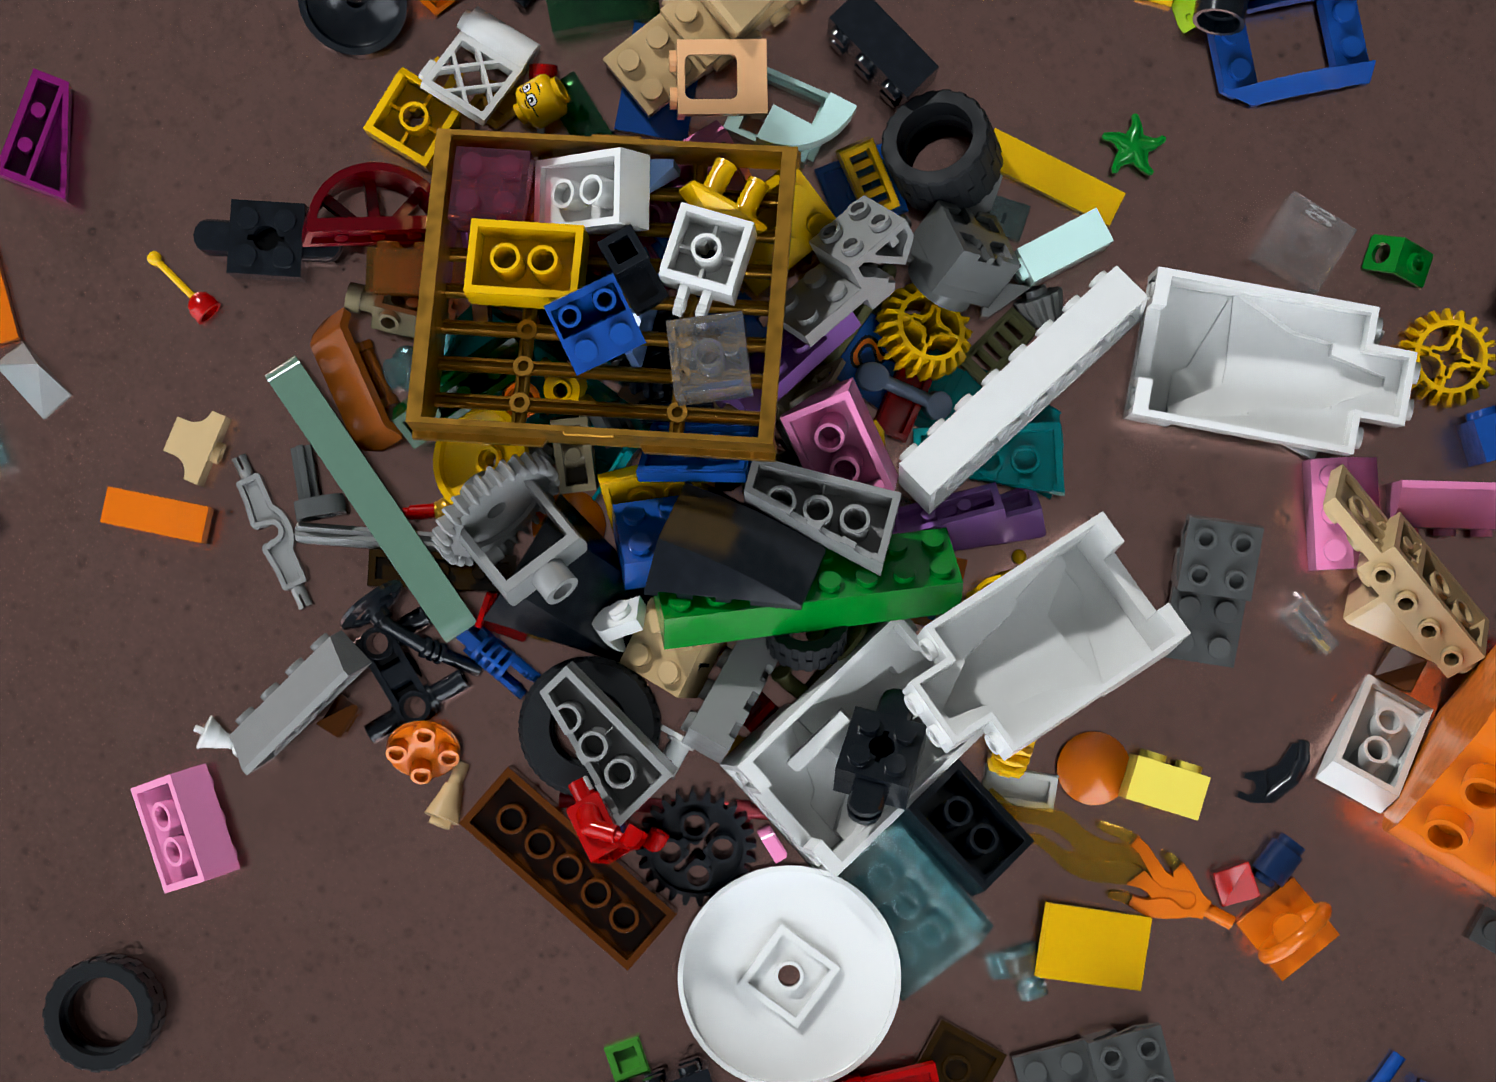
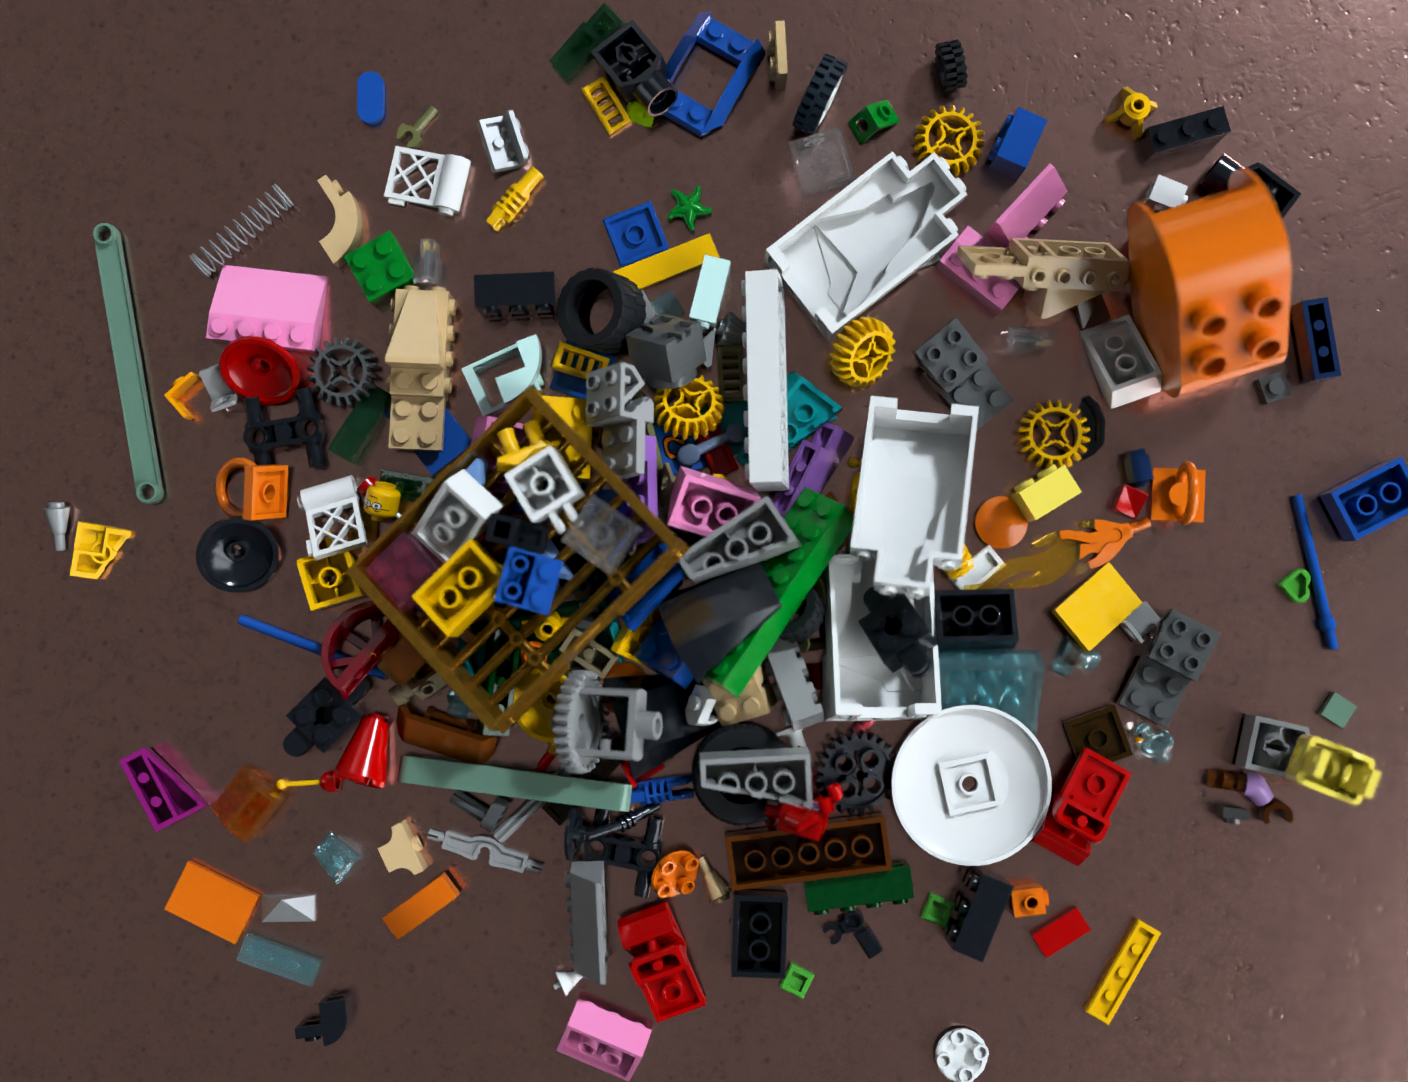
camera: 45 degrees left, 0 degrees up
(103, 241) = (247, 804): none -> clear orange slope
(129, 383) = (336, 858): none -> clear light blue slope
(263, 318) = (366, 754): none -> red cone
(317, 143) = (297, 641): none -> blue bar
(318, 815) = (660, 962): none -> red piece
(340, 716) = (617, 902): reddish brown slope -> none
(424, 975) = (796, 980): none -> bright green tile
(438, 892) = (759, 934): none -> black brick
(533, 1005) = (854, 921): none -> black bar
(577, 956) = (860, 889): none -> dark green brick
(751, 78) = (467, 375): light nougat window -> none
(772, 843) = (891, 730): bright pink tile -> none
(819, 740) = (858, 656): white tile -> none
(1055, 117) = (635, 234): none -> blue tile
(1117, 1006) = (1140, 622): none -> light grey bracket
(1142, 462) = (862, 352): none -> yellow gear
(1235, 724) = (1045, 426): none -> yellow gear
(1373, 179) = (820, 94): none -> black wheel
(1382, 92) = (777, 48): none -> tan tile

